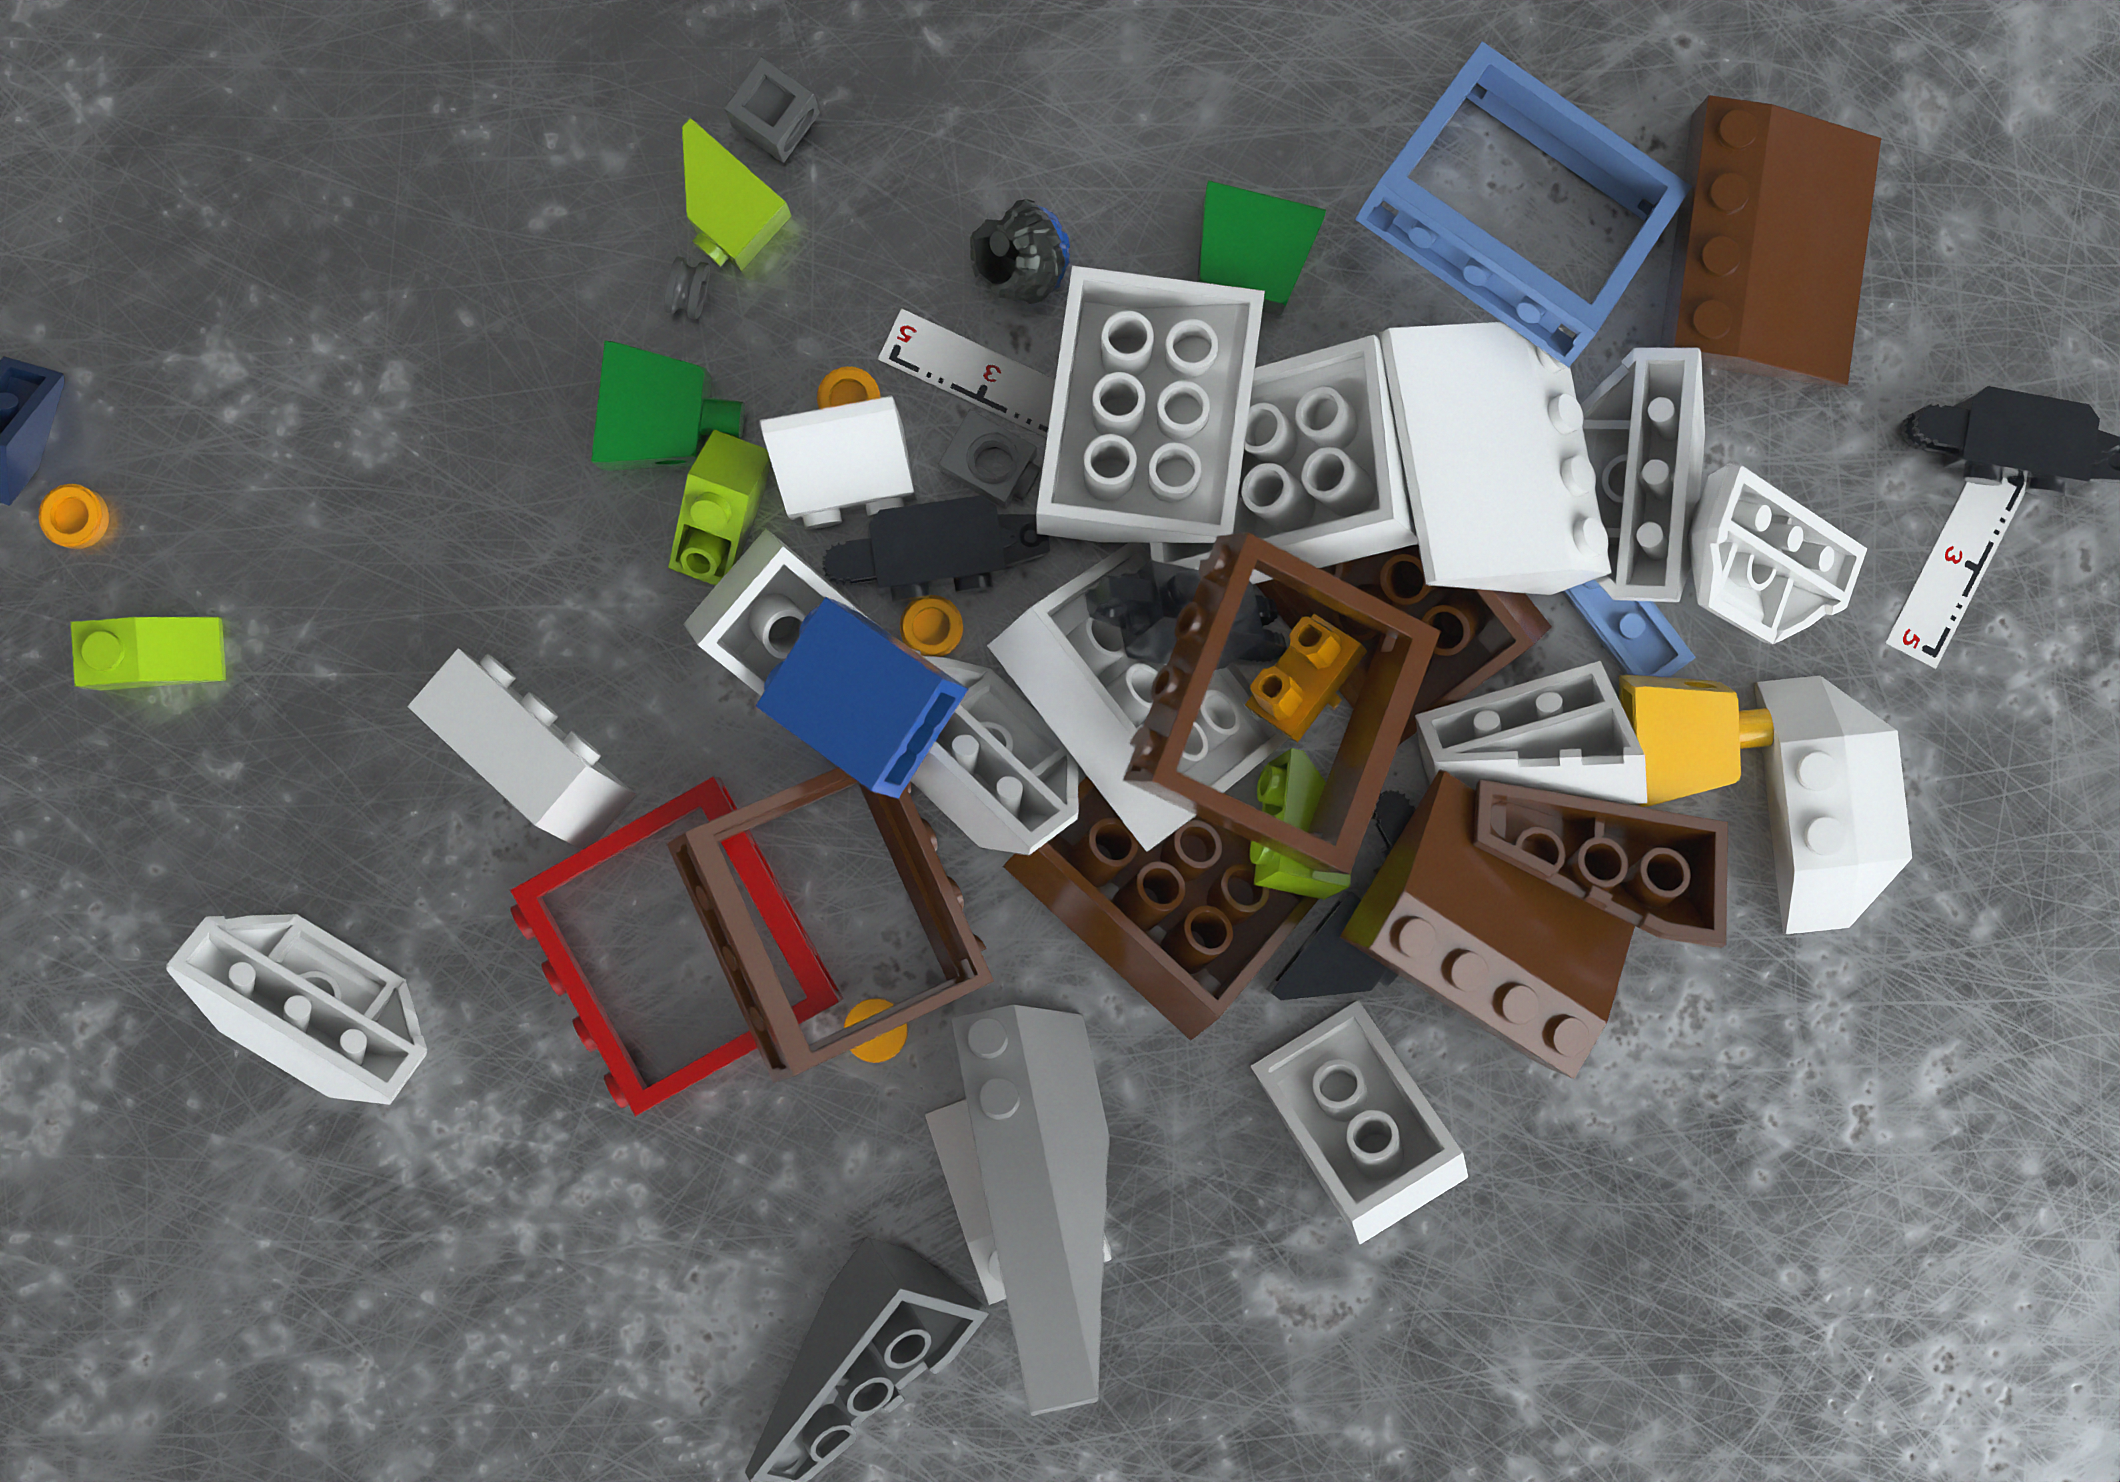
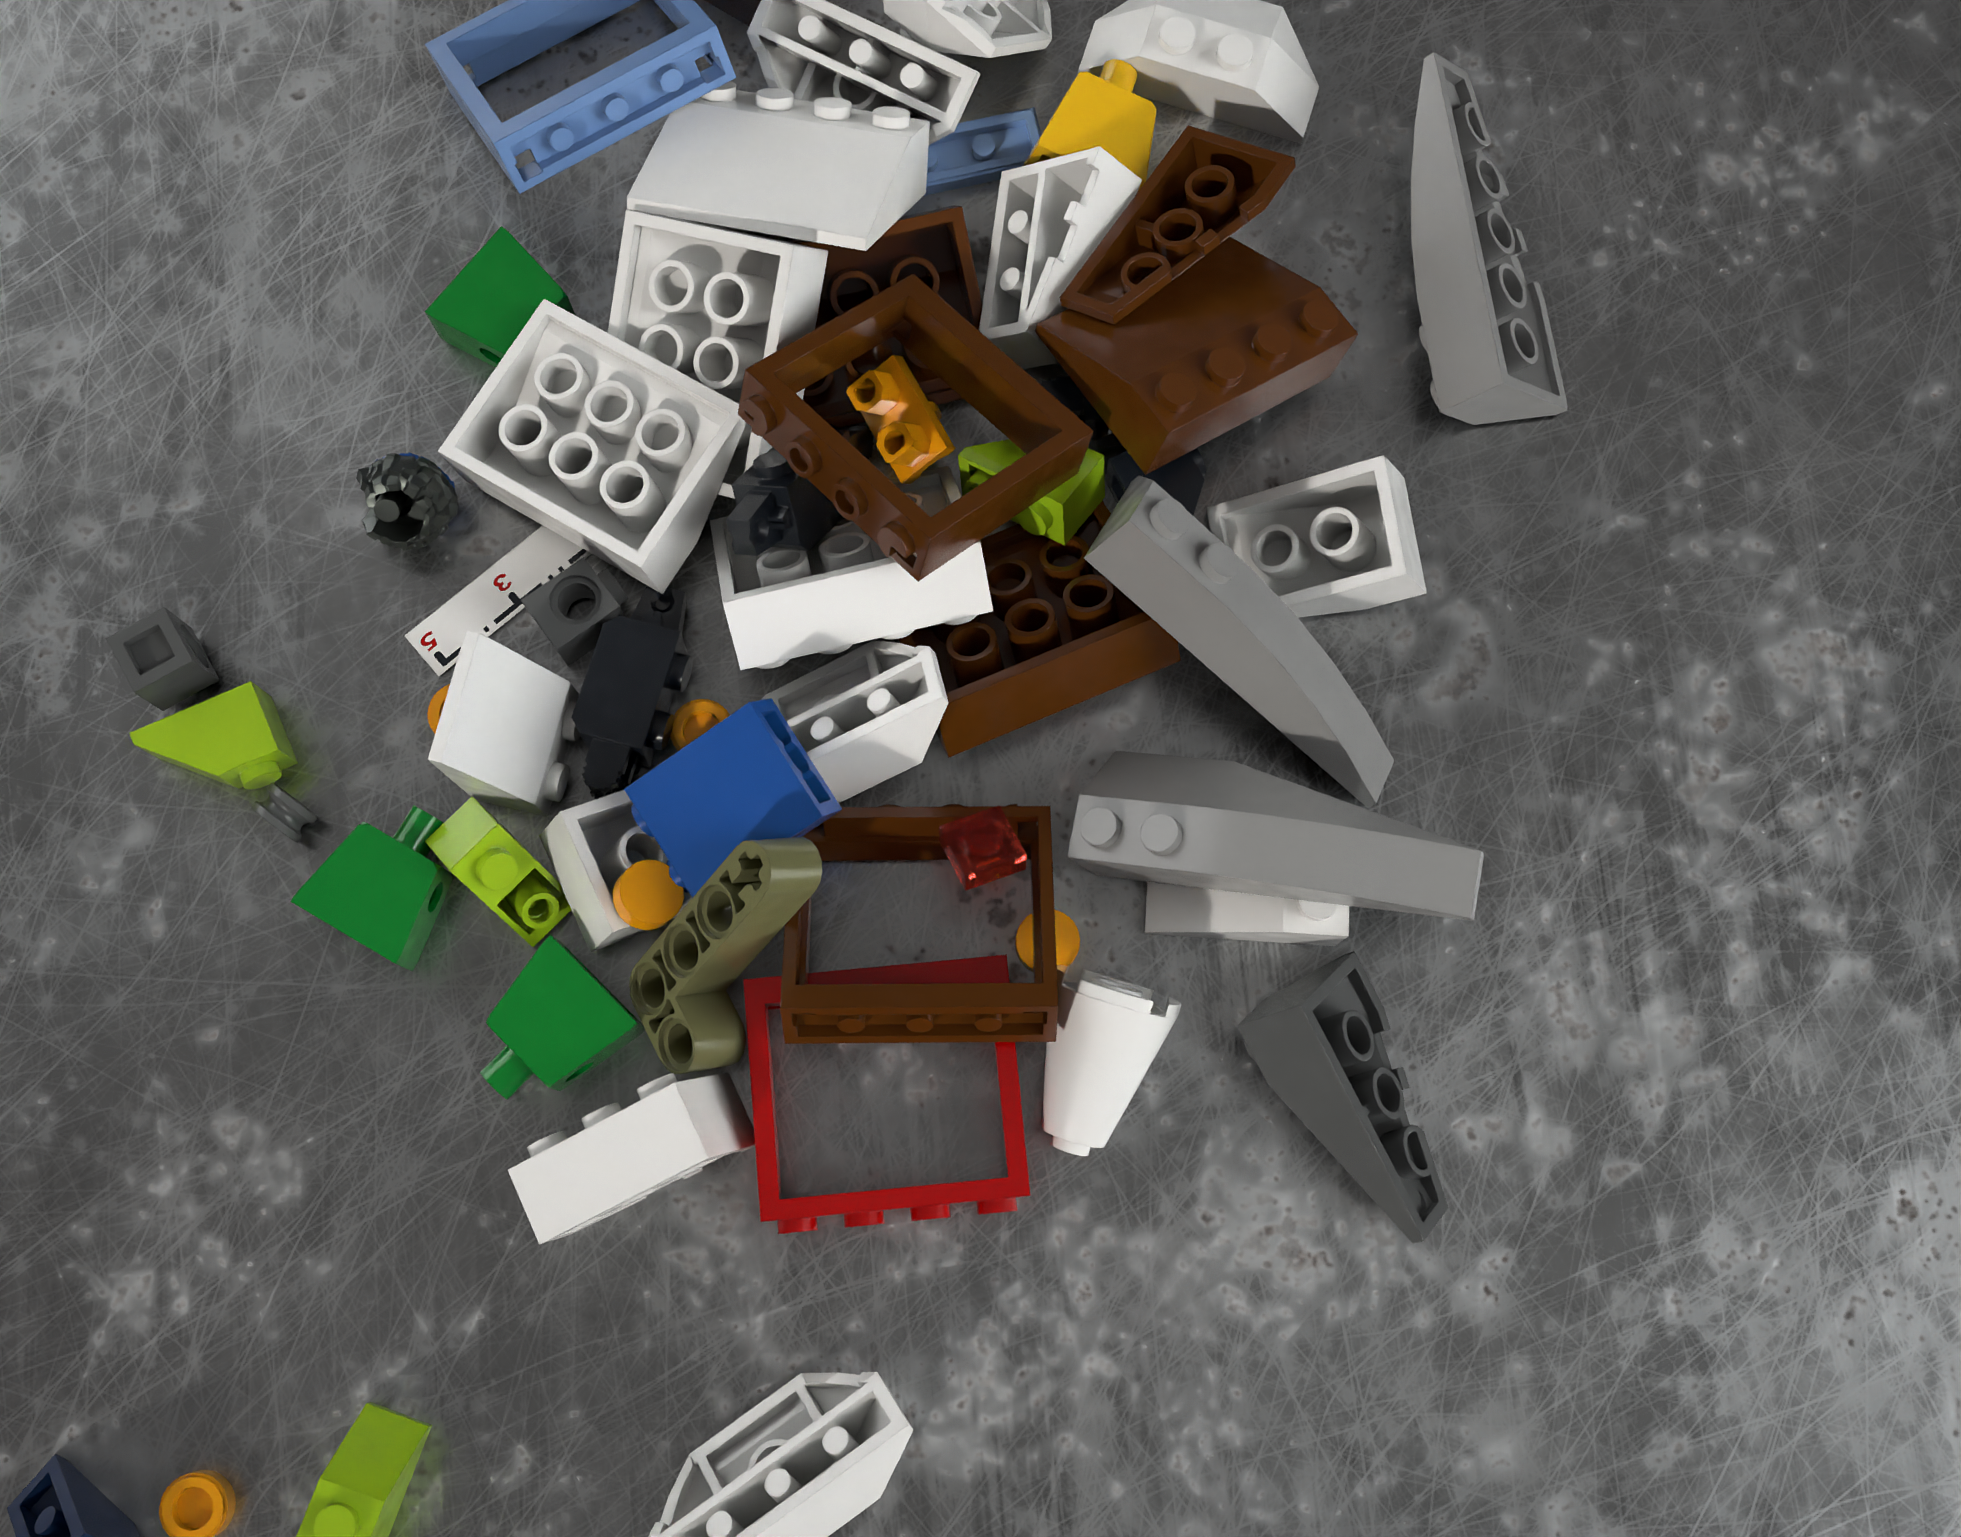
camera: 65 degrees left, 10 degrees down
(607, 625) = (555, 1023): none -> green torso
(694, 723) = (713, 939): none -> olive beam
(744, 659) = (647, 895): none -> light orange tile
(794, 1125) = (1099, 1056): none -> white cone
(921, 939) = (982, 847): none -> clear red plate
(1235, 1068) = (1239, 632): none -> light grey wedge
(1684, 1173) = (1477, 313): none -> light grey wedge

